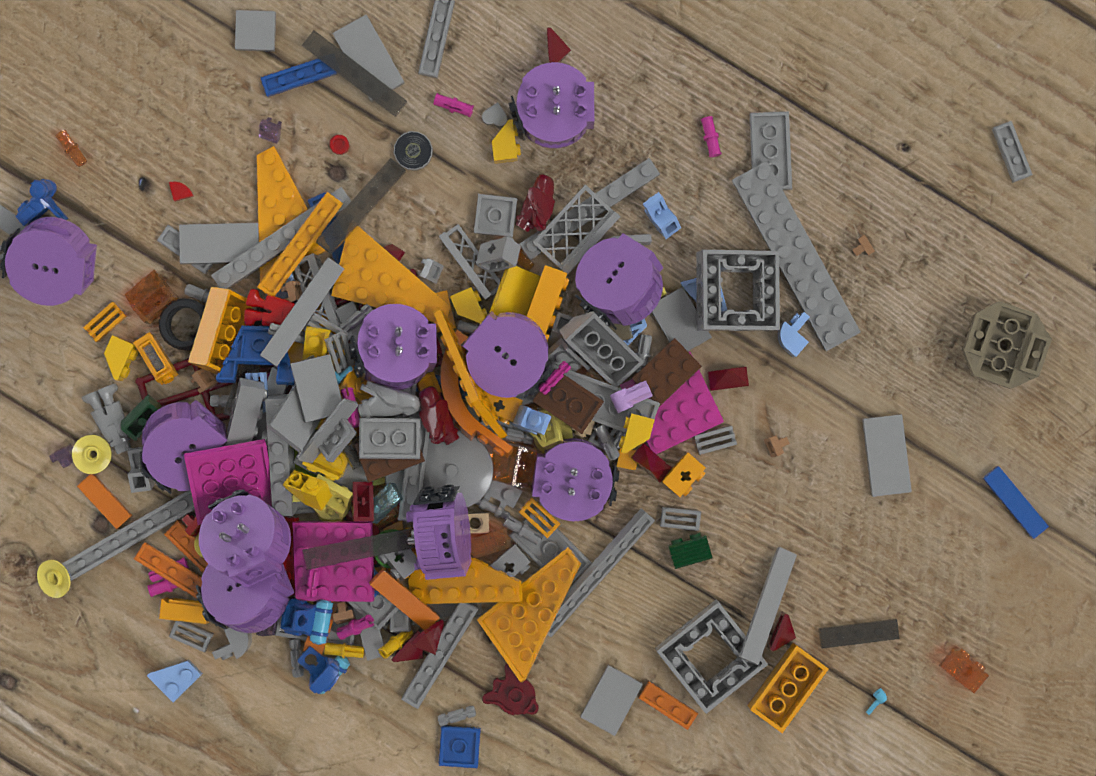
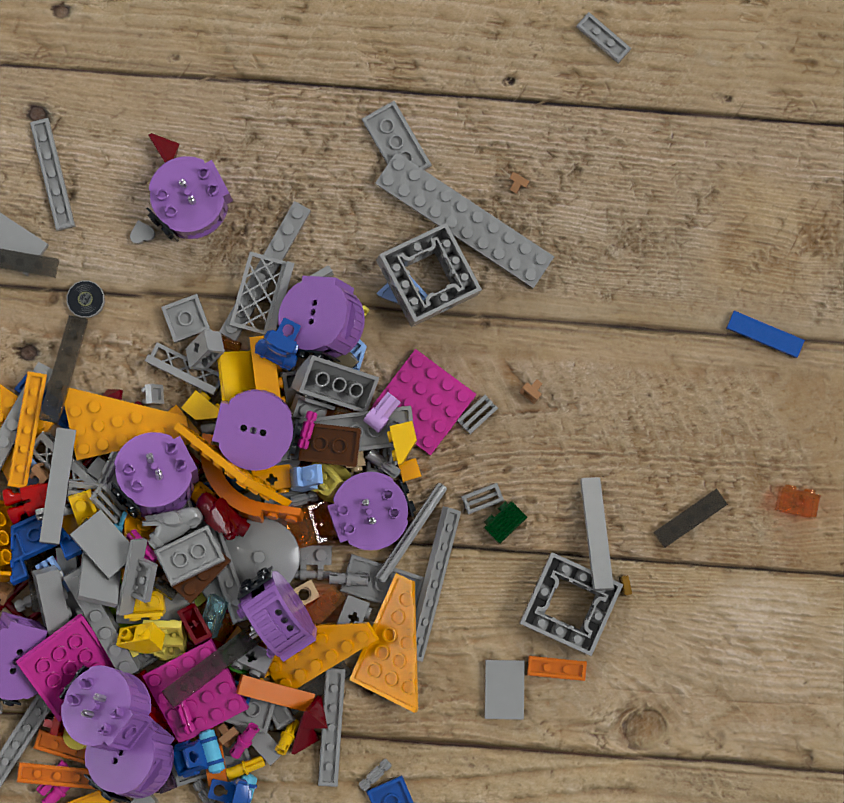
camera: 25 degrees left, 5 degrees down
(339, 144) = (18, 327): red tile -> none
(453, 105) = (101, 242): dark pink pin -> none
(504, 144) = (162, 253): yellow slope -> none
(512, 695) = (414, 730): dark red tile -> none
(536, 525) = (373, 565): light orange tile -> none
(537, 204) = (217, 290): dark red animal -> none
(567, 290) = (279, 347): none -> blue piece
(602, 516) = (411, 532): none -> light grey axle
(644, 349) = (374, 368): light grey axle -> none
(651, 462) = (431, 462): dark red slope -> none
(661, 216) = (330, 245): light blue brick -> none
(667, 371) = (404, 375): reddish brown plate -> none
(679, 320) = (391, 328): light grey tile -> none
(685, 464) = (463, 447): light orange brick -> none
(711, 136) = (338, 156): dark pink pin -> none
(728, 378) = (461, 355): dark red slope -> none
(771, 660) = (626, 588): none -> pearl gold tile
(782, 633) = (624, 551): dark red slope -> none
(787, 687) = (652, 596): light orange brick -> none
(788, 336) = (494, 292): light blue brick -> none
(880, 697) = (738, 564): medium azure hand -> none
(886, 455) = (633, 351): light grey tile -> none
(1025, 341) = (697, 189): dark tan piece -> none

